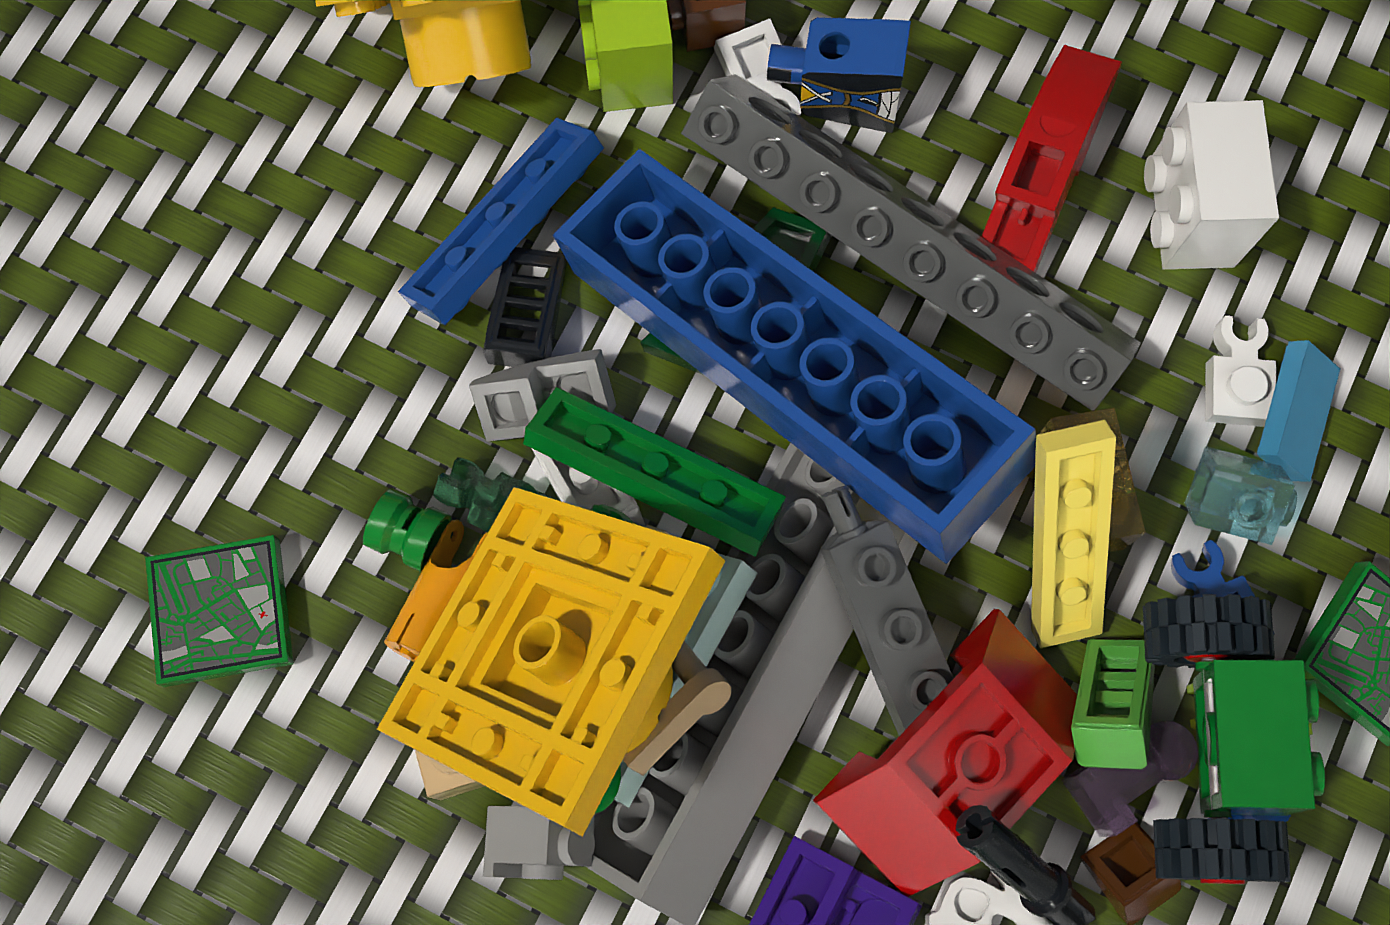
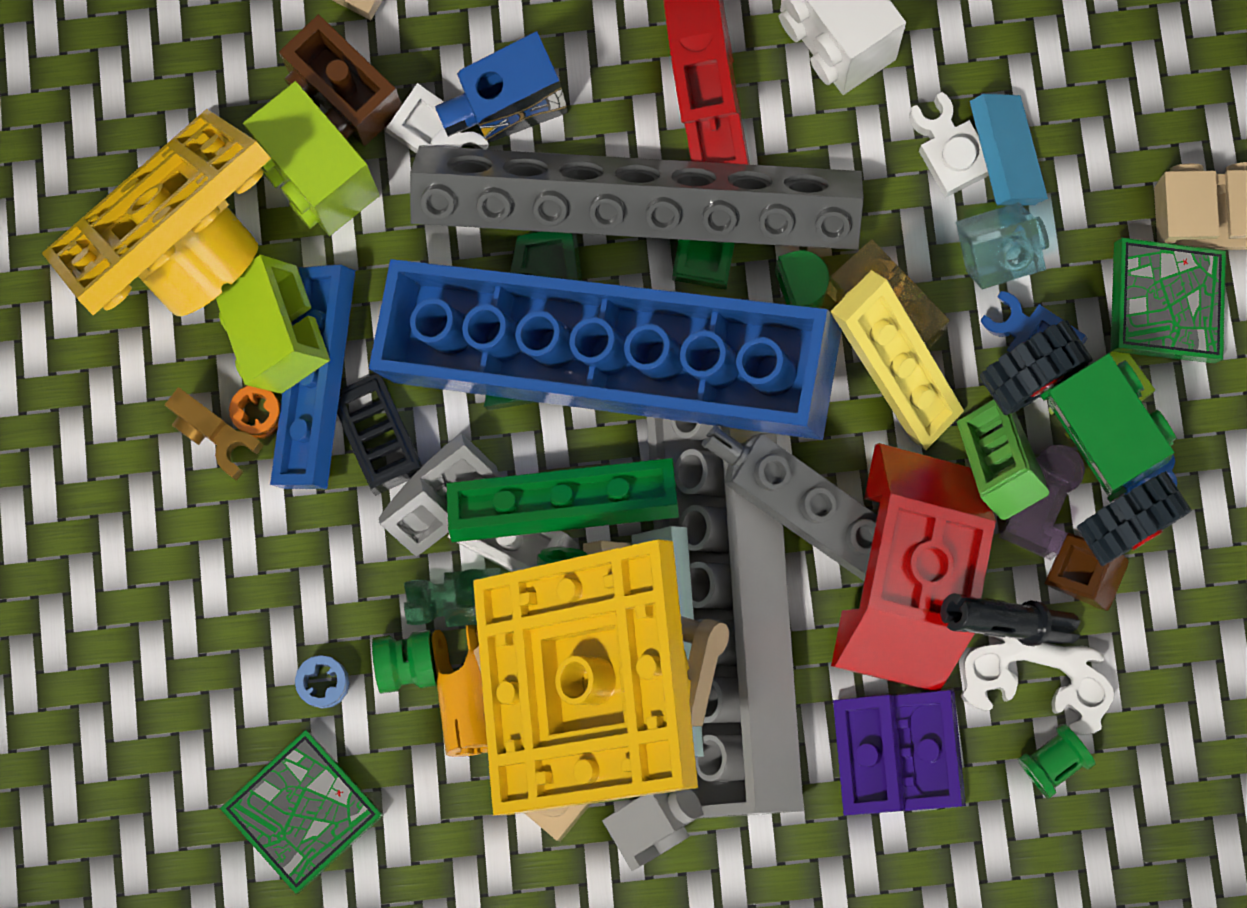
camera: 25 degrees left, 5 degrees up
(321, 482) = (333, 695): none -> medium blue bush
(372, 197) = (199, 422): none -> pearl gold plate
(426, 202) = (240, 418): none -> orange bush
(490, 125) = (258, 323): none -> lime piece
(938, 333) = (703, 263): none -> green tile
(1025, 398) = (802, 278): none -> green brick

